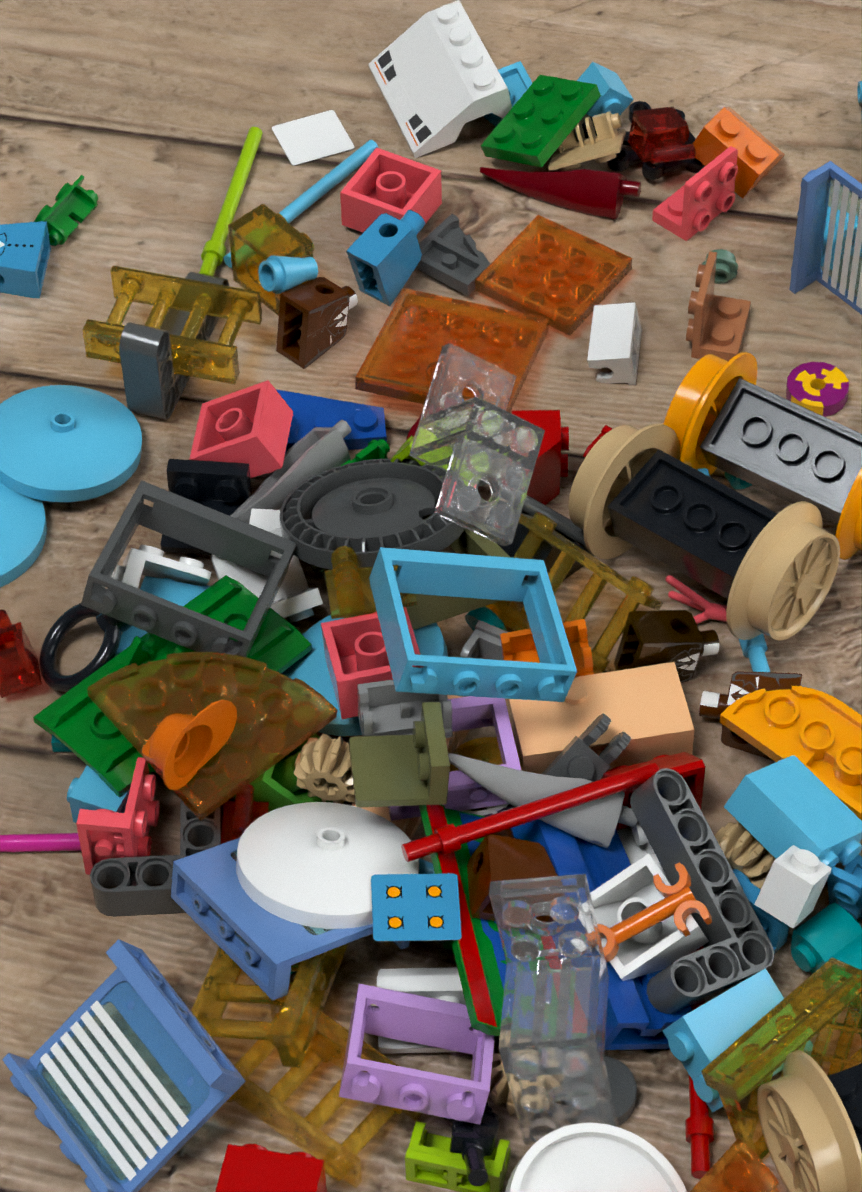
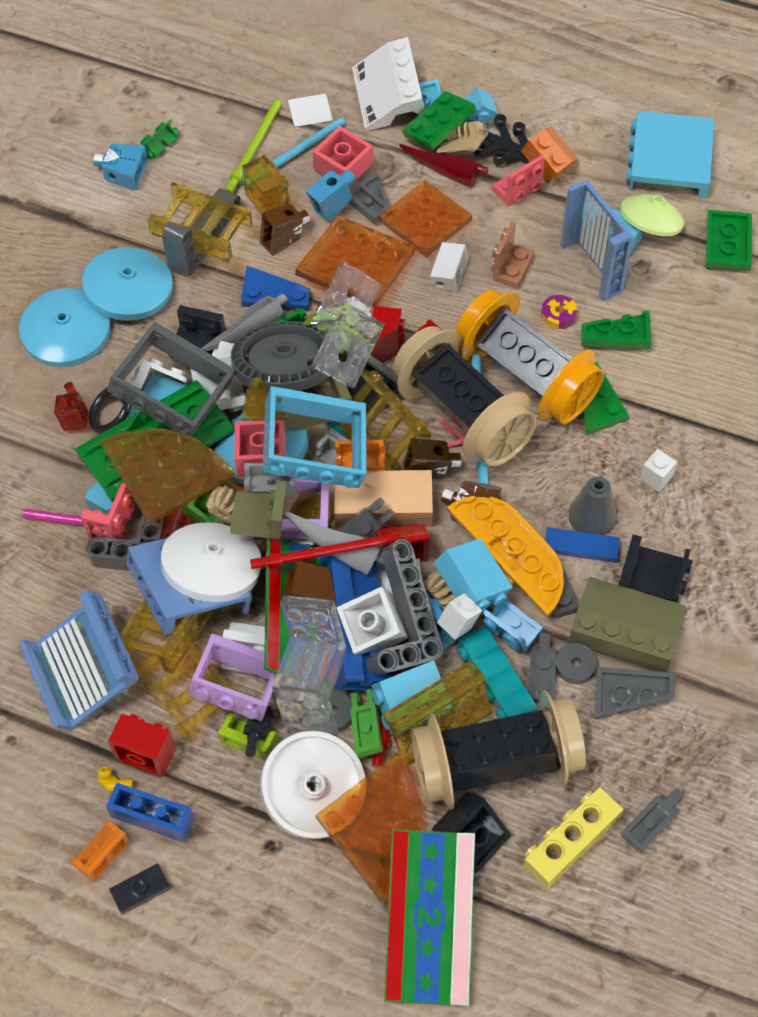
camera: 10 degrees right, 10 degrees up
(189, 741) = (146, 482): orange piece -> none
(244, 428) = (226, 293): coral brick -> none
(285, 272) = (268, 200): medium azure cone -> none
(415, 907) = (249, 596): dark azure sticker -> none
(660, 136) = (505, 140): clear red brick -> none
(668, 1104) = (365, 725): none -> bright green hinge
(677, 902) = (391, 618): orange bar -> none
(725, 266) = (523, 226): sand green plate -> none

